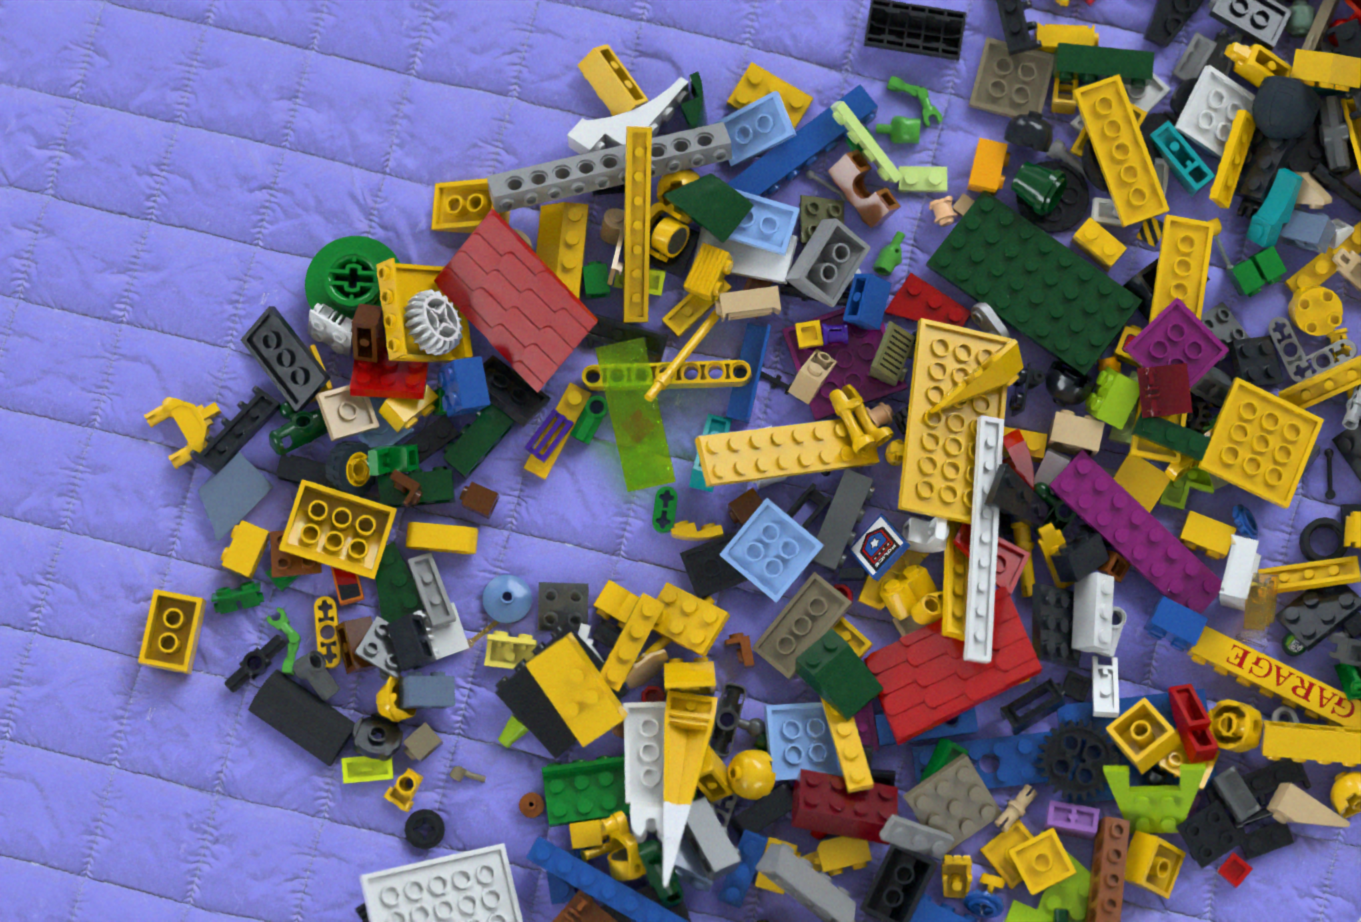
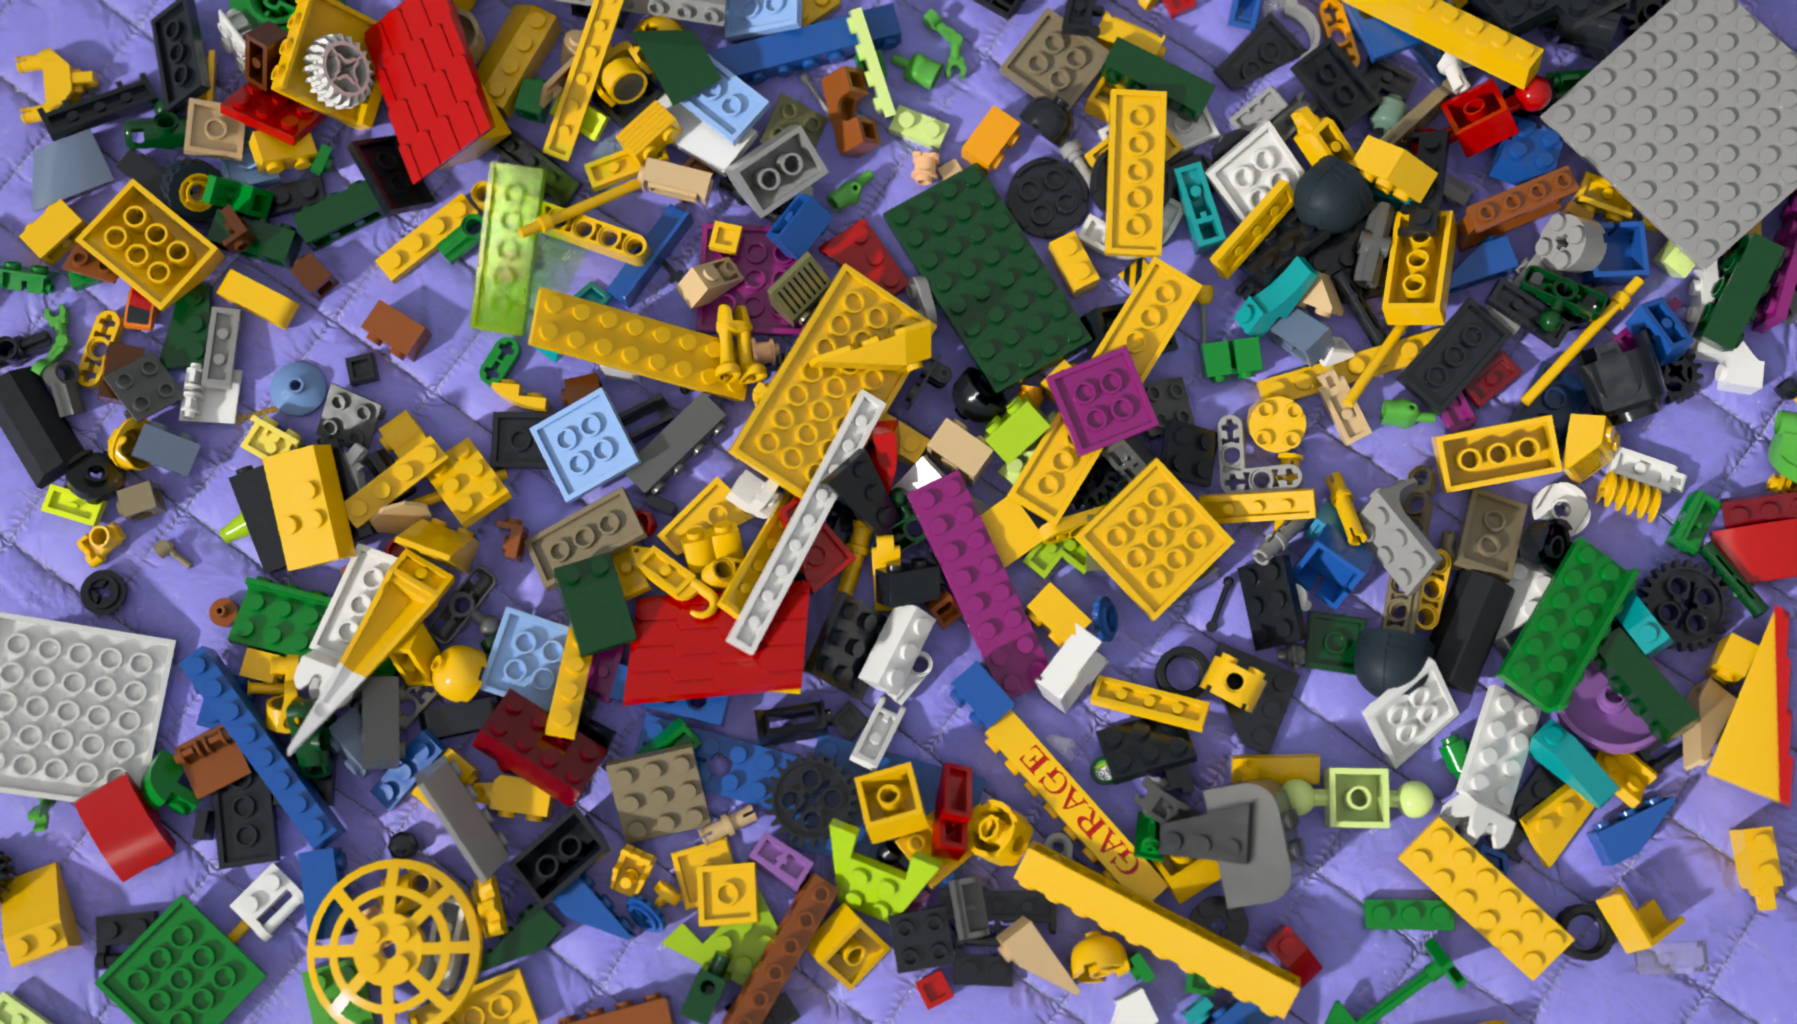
camera: 25 degrees right, 0 degrees up
(411, 642) = (169, 391): black hinge -> none
(463, 386) = (341, 148): blue piece -> none
(553, 561) = (362, 369): none -> black tile
(560, 418) = (406, 228): dark purple tile -> none
(569, 519) = (396, 331): none -> dark orange brick
(835, 333) = (752, 247): dark purple bush -> none
(879, 547) = (701, 488): tile -> none
(890, 628) = (673, 578): none -> yellow plate
(916, 837) = (599, 812): light grey plate -> none
(1039, 187) = (1034, 179): dark green piece -> none
(1164, 390) = (1069, 439): dark red hinge -> none
(1171, 436) = (1058, 491): dark green plate -> none
(1261, 602) = (1083, 709): clear yellow window -> none

